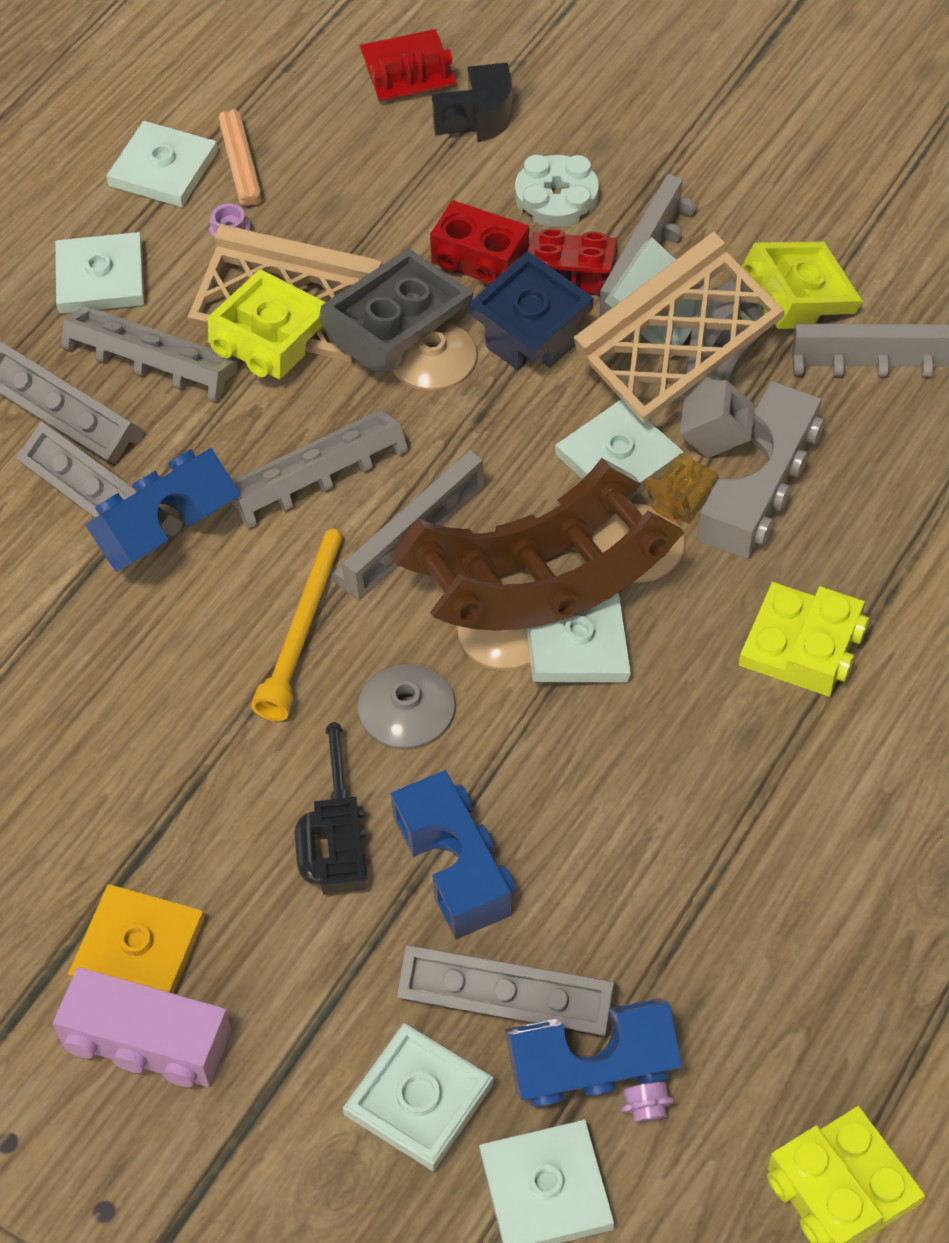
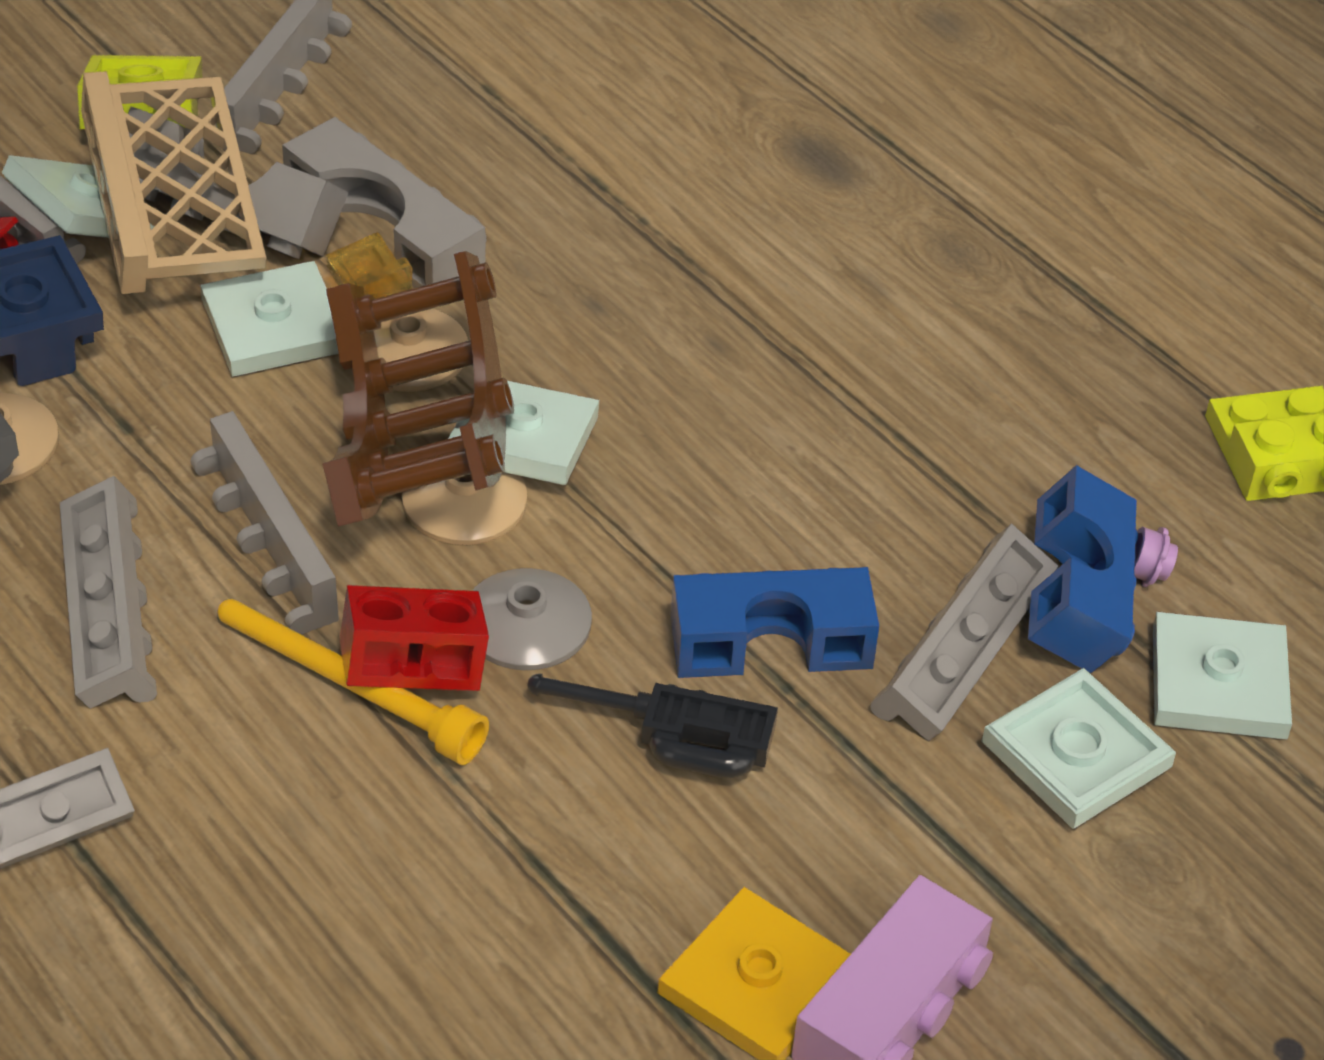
camera: 75 degrees left, 10 degrees down
(131, 526) = (113, 773): blue arch -> none
(320, 641) = (413, 638): none -> red brick
(805, 637) = (625, 252): neon yellow plate -> none

